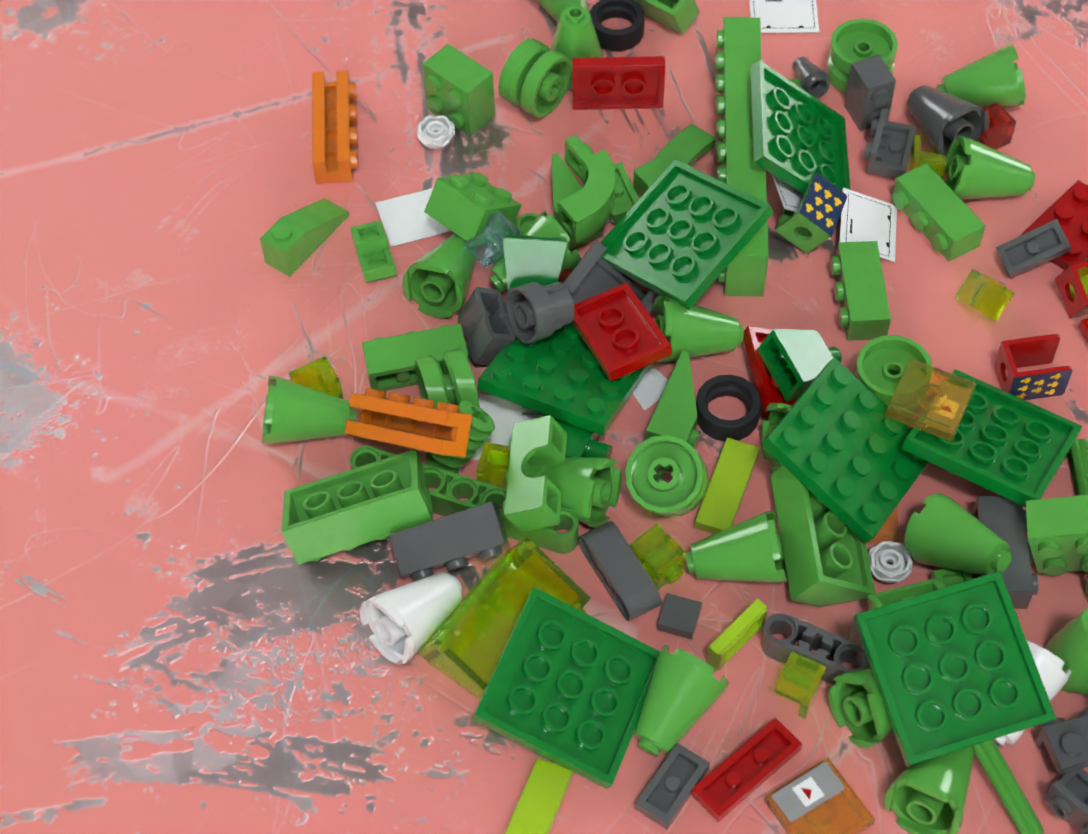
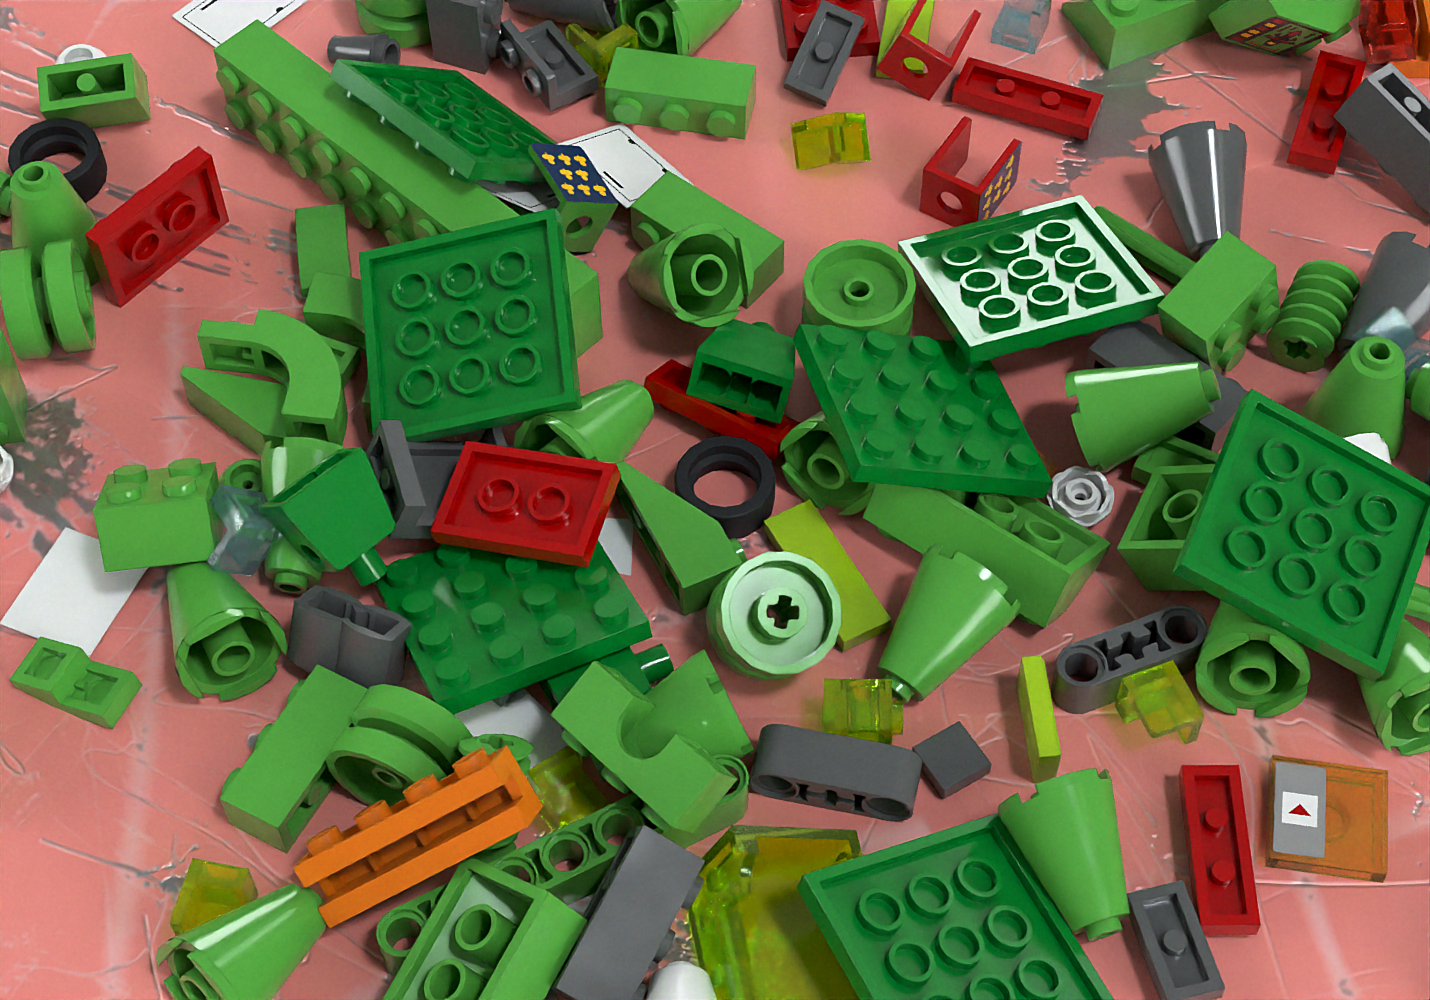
camera: 50 degrees left, 0 degrees up
(538, 310) = (411, 561): dark grey piece -> none
(819, 298) = (695, 274): none -> bright green cone
(931, 399) = (942, 285): clear yellow tile -> none

